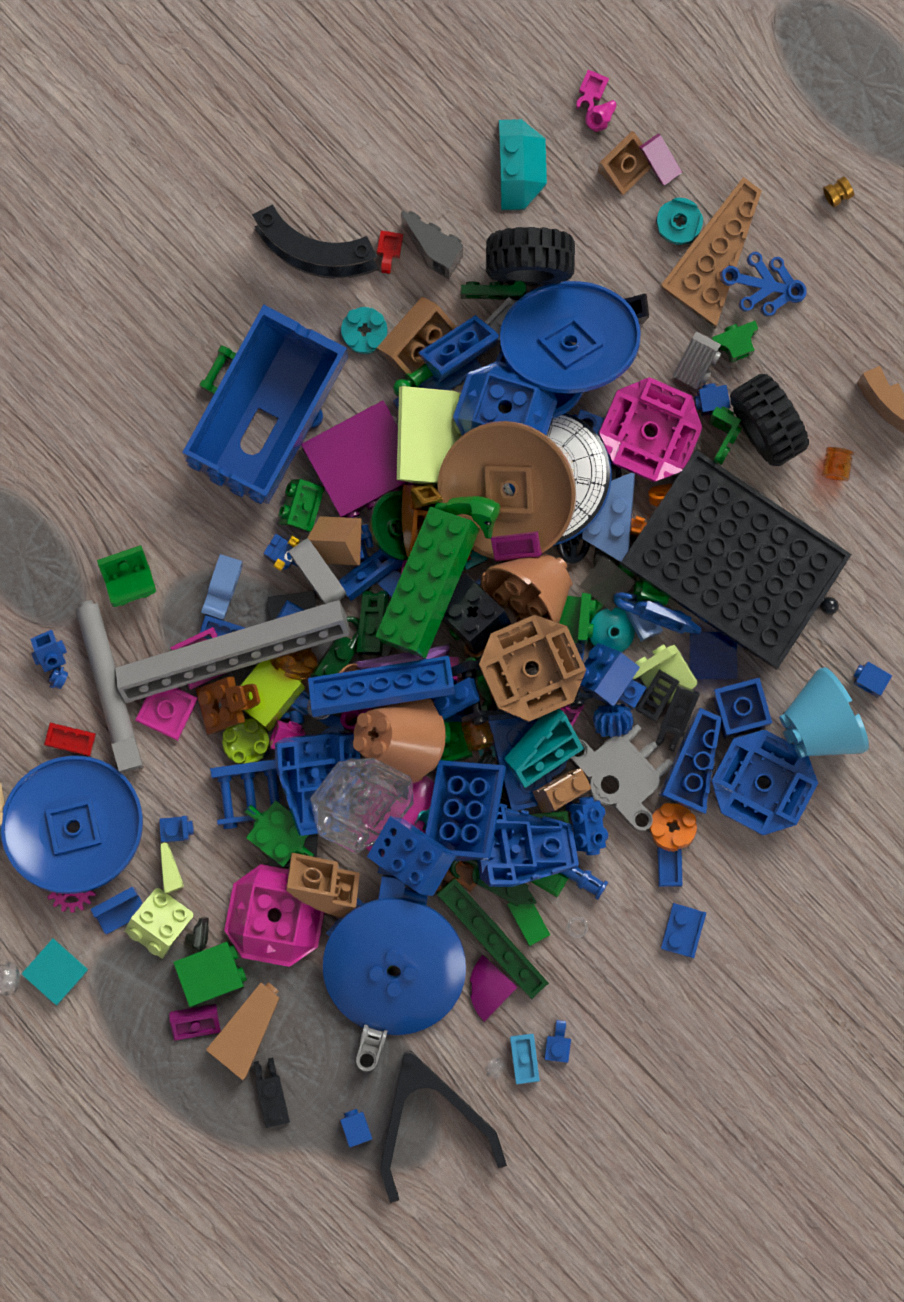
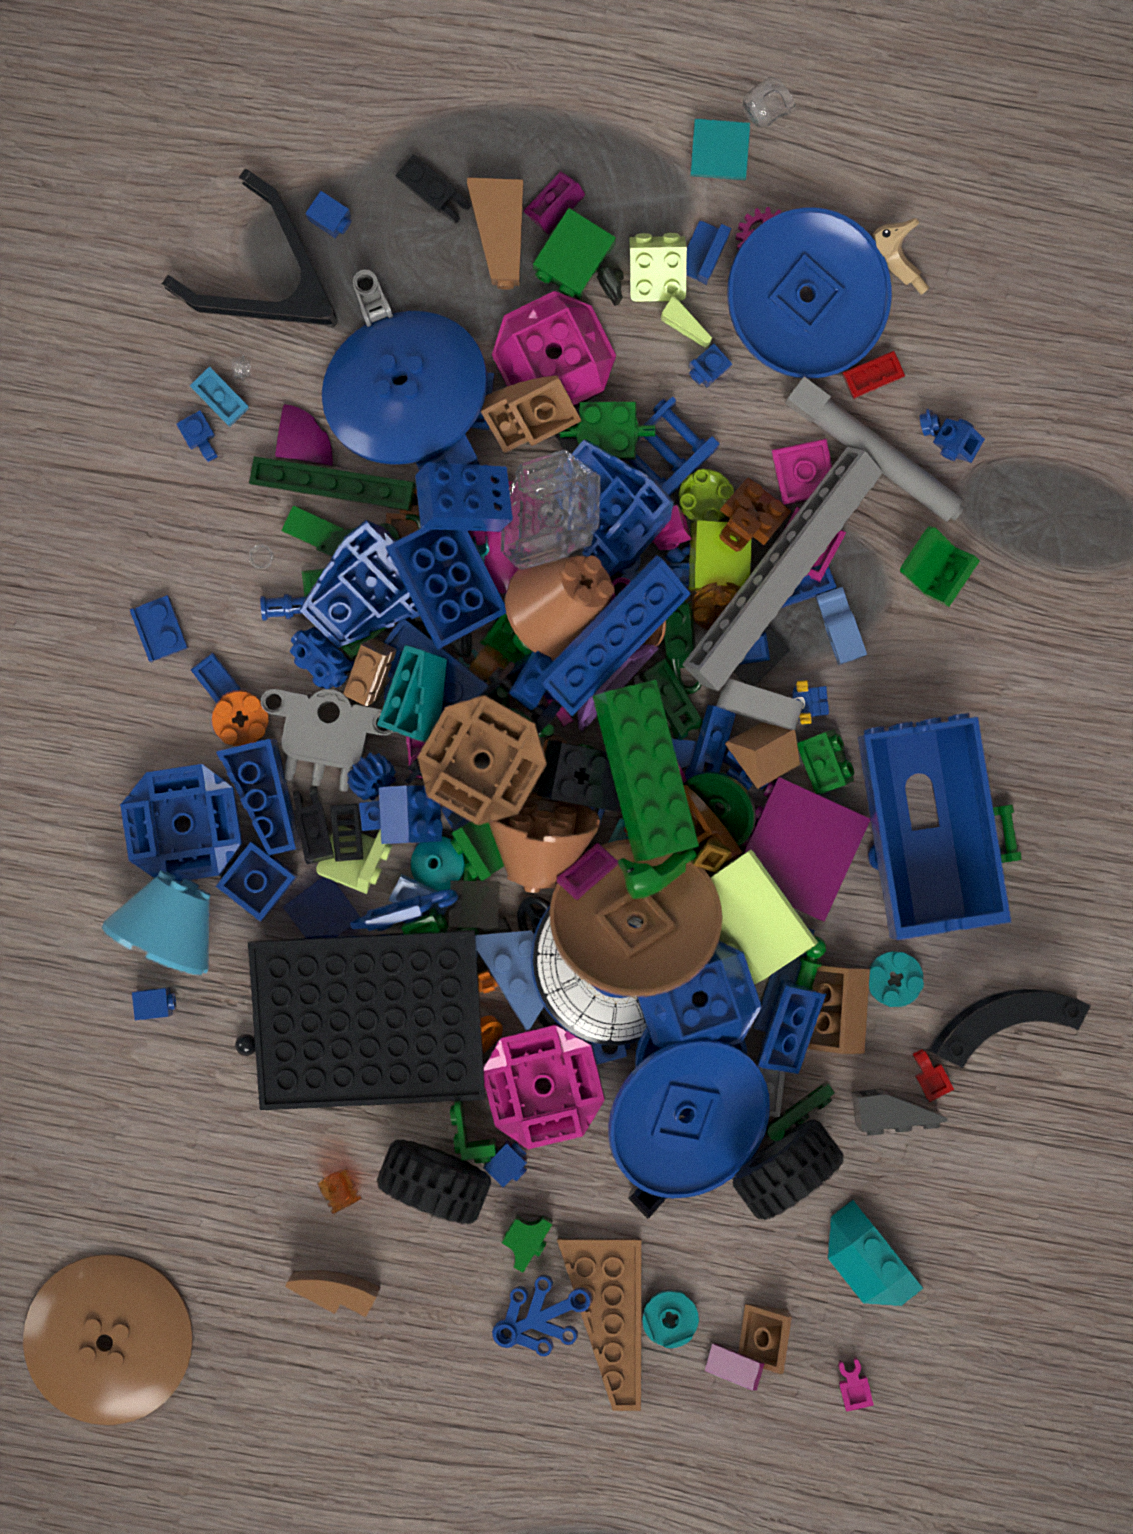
camera: 145 degrees right, 5 degrees up
(599, 116) = (826, 1367): dark pink animal -> none
(696, 360) = (549, 1190): light grey brick -> none
(839, 191) = (535, 1468): pearl gold wheel -> none

